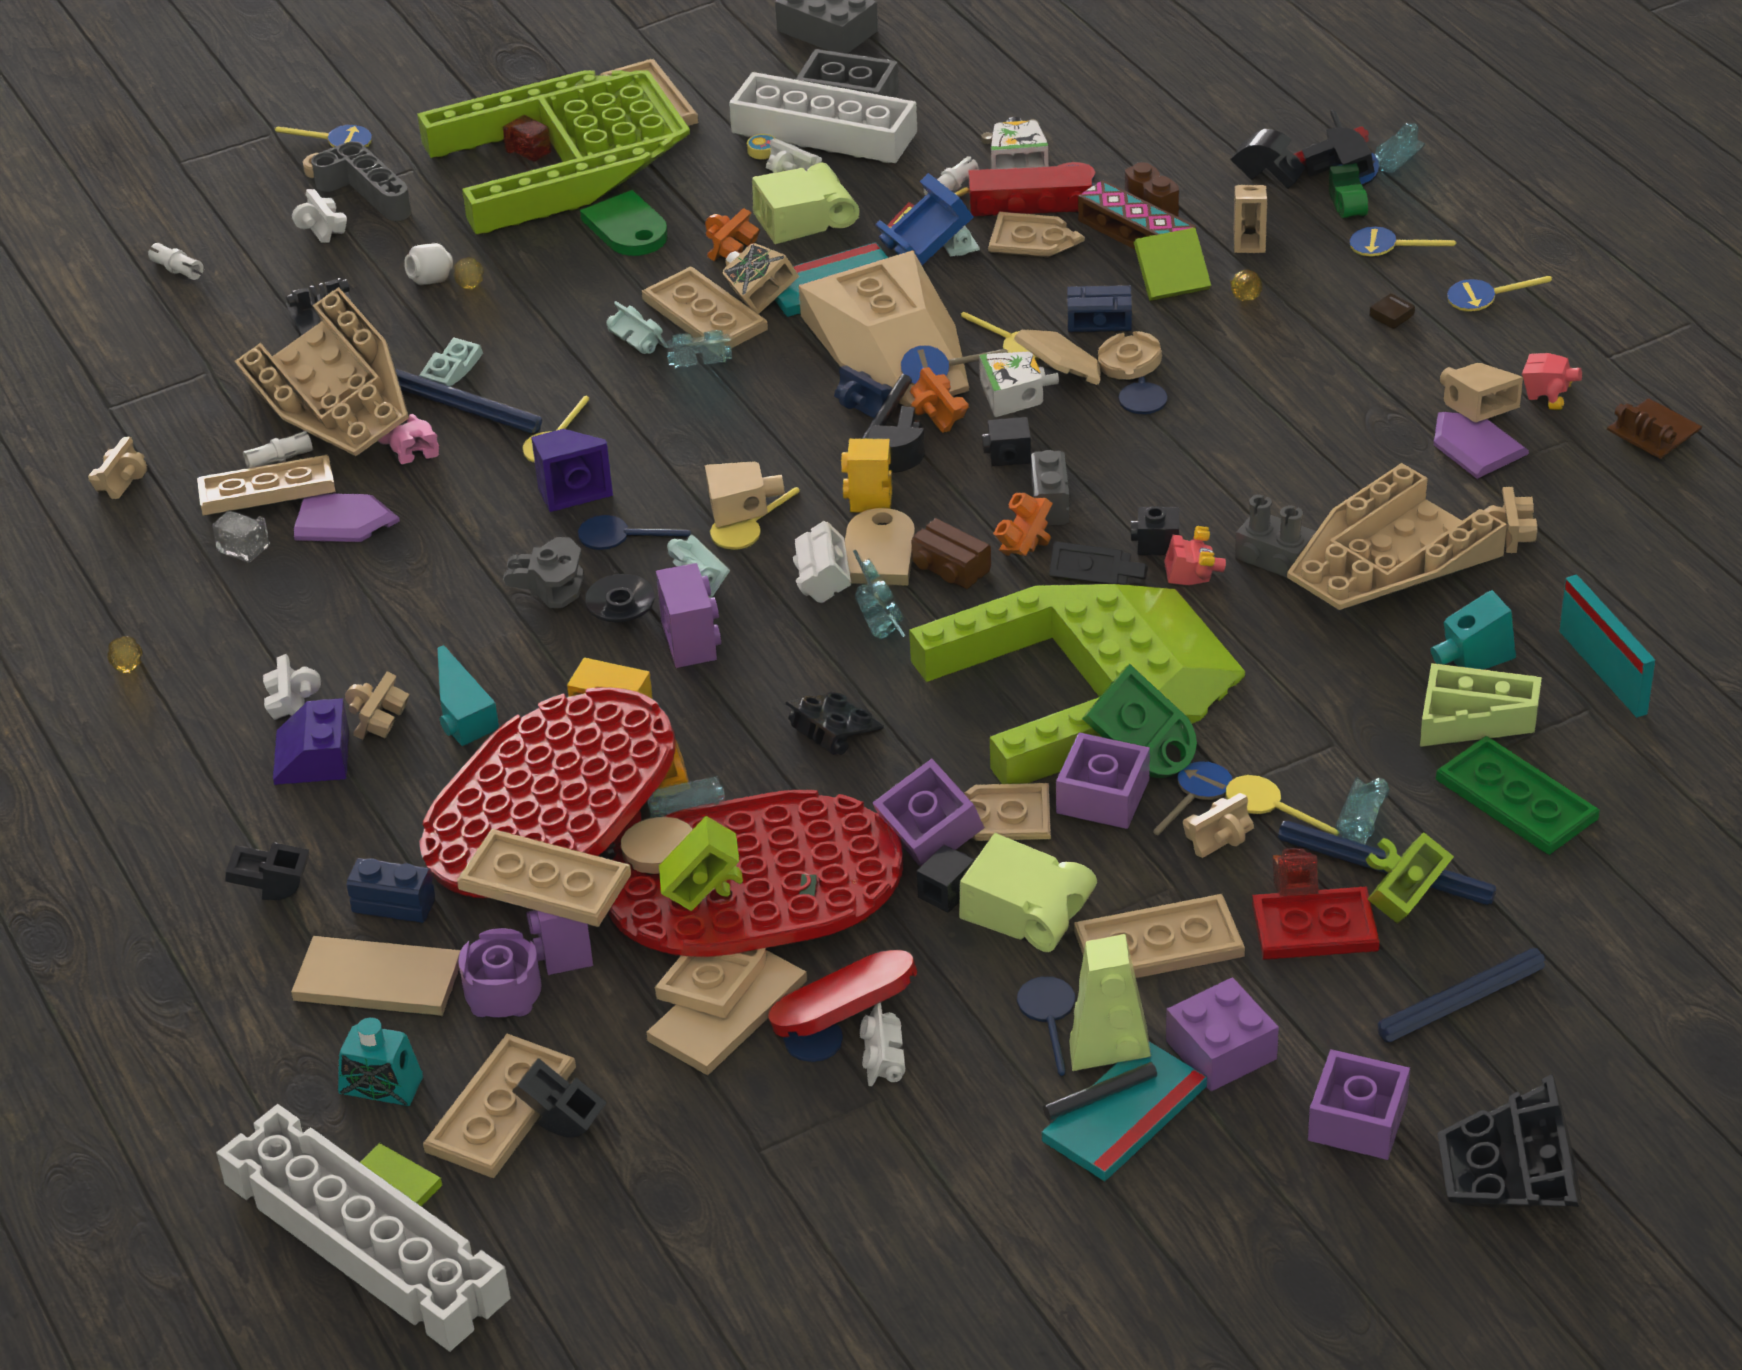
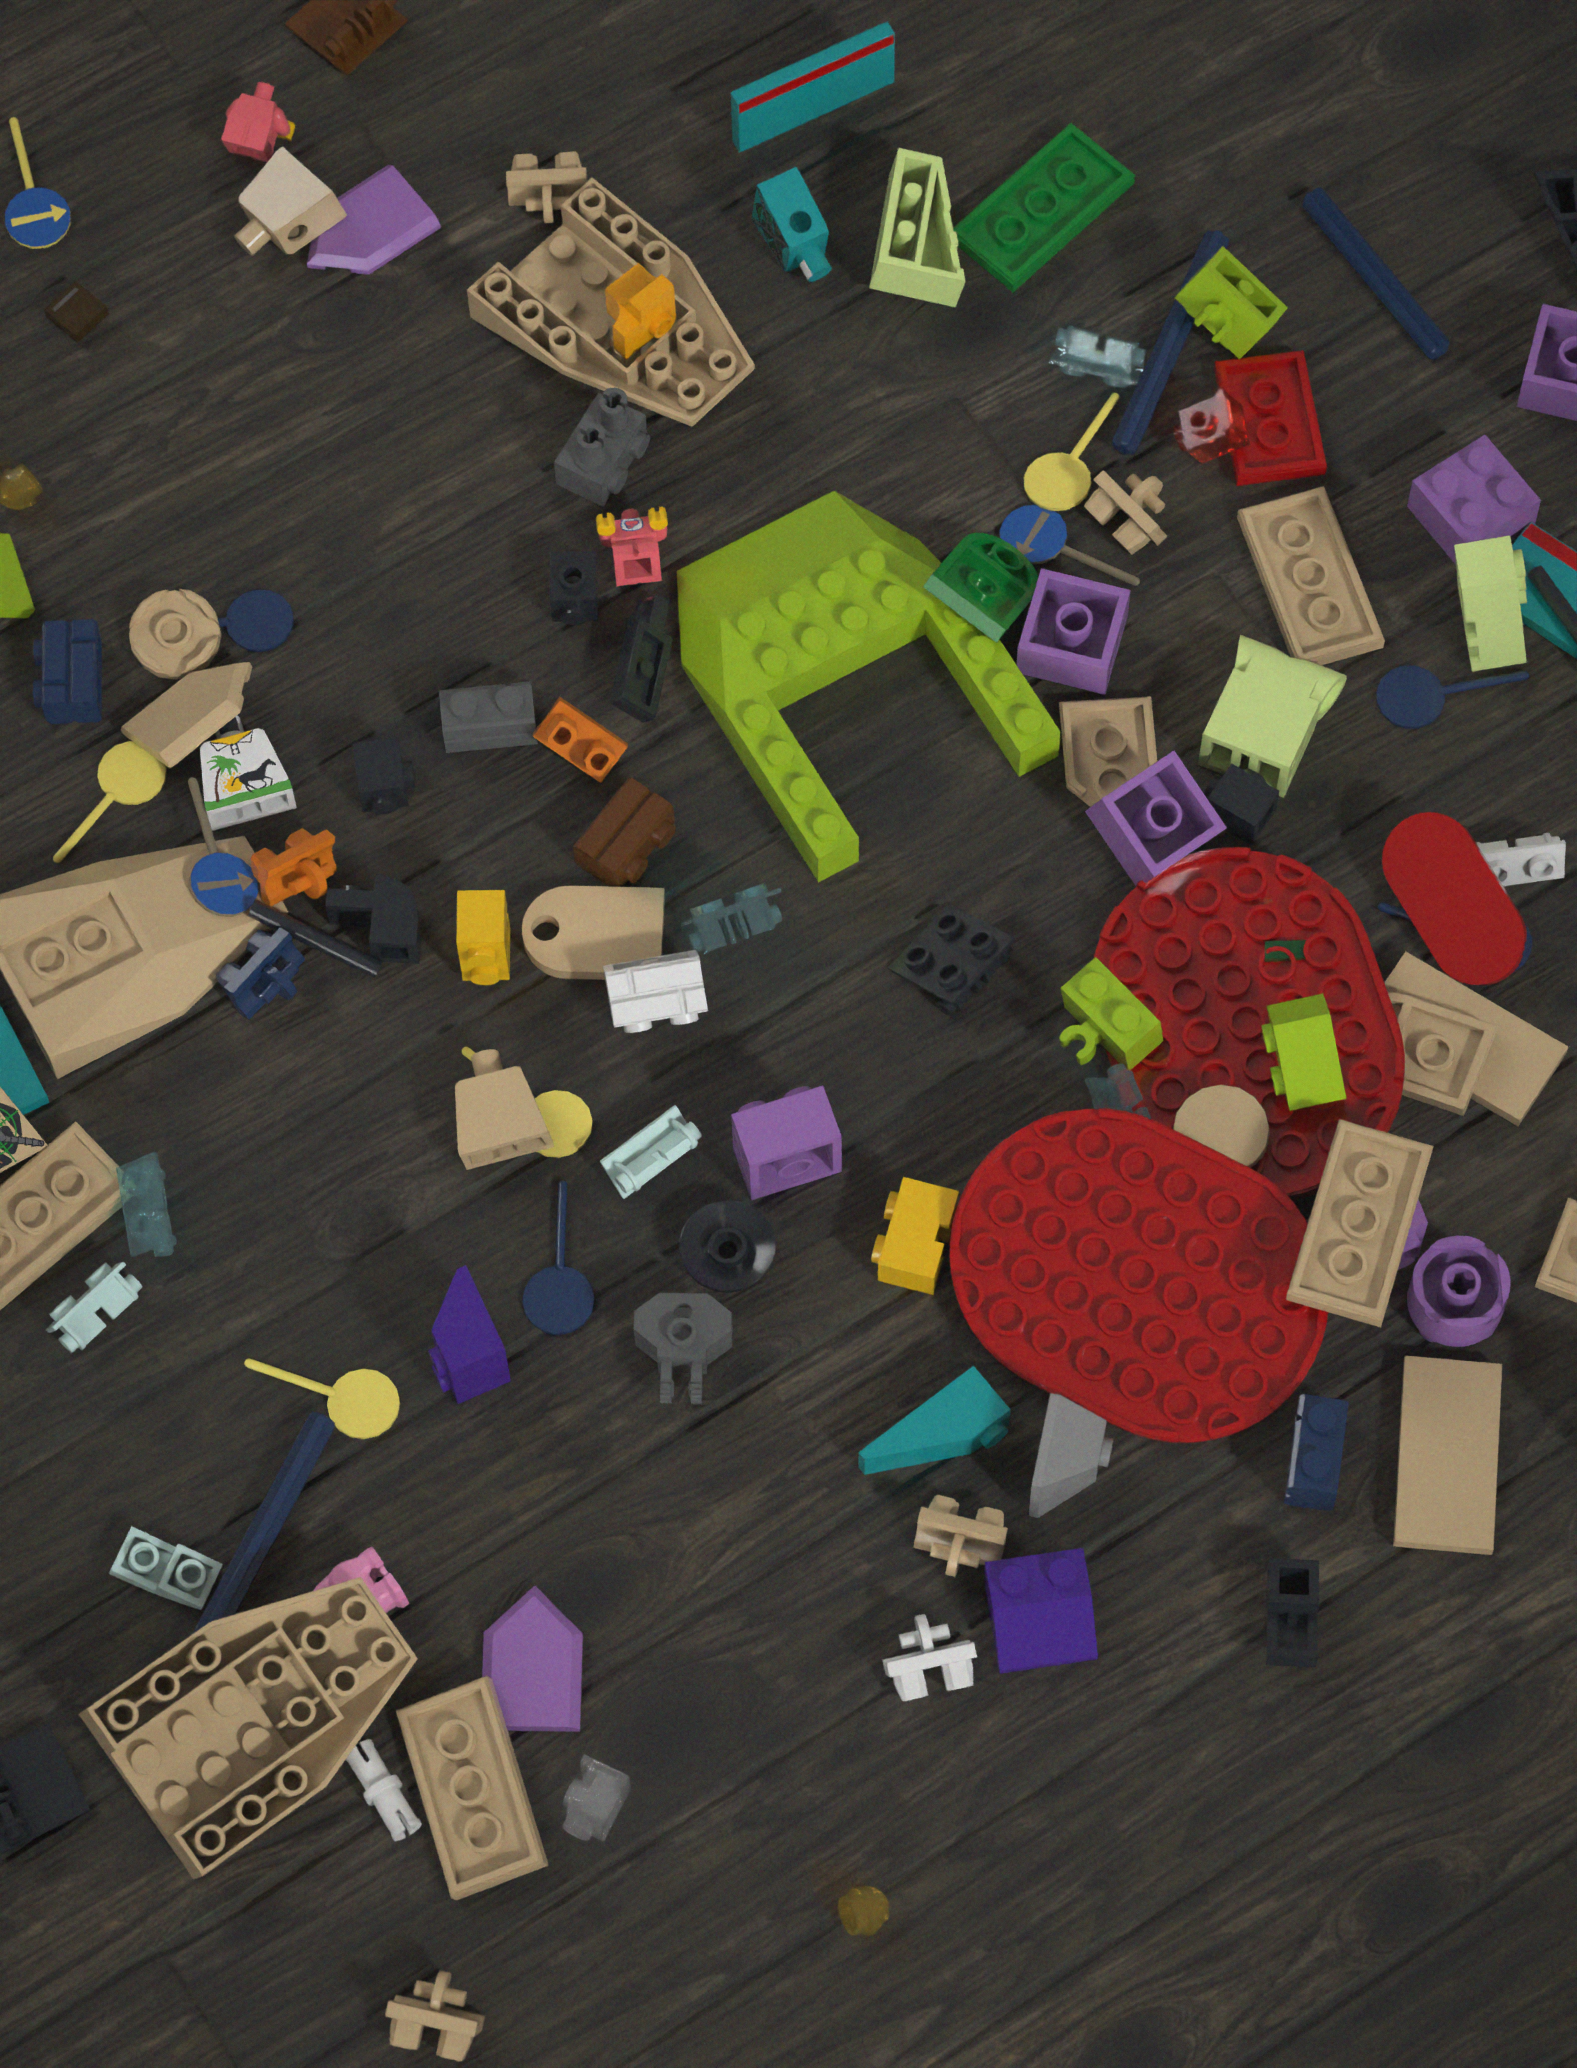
camera: 95 degrees left, 25 degrees up
(419, 745) = (1068, 1454): none -> light grey slope
(761, 781) = (1108, 1017): none -> lime brick
(1380, 537) = (641, 309): none -> light orange brick

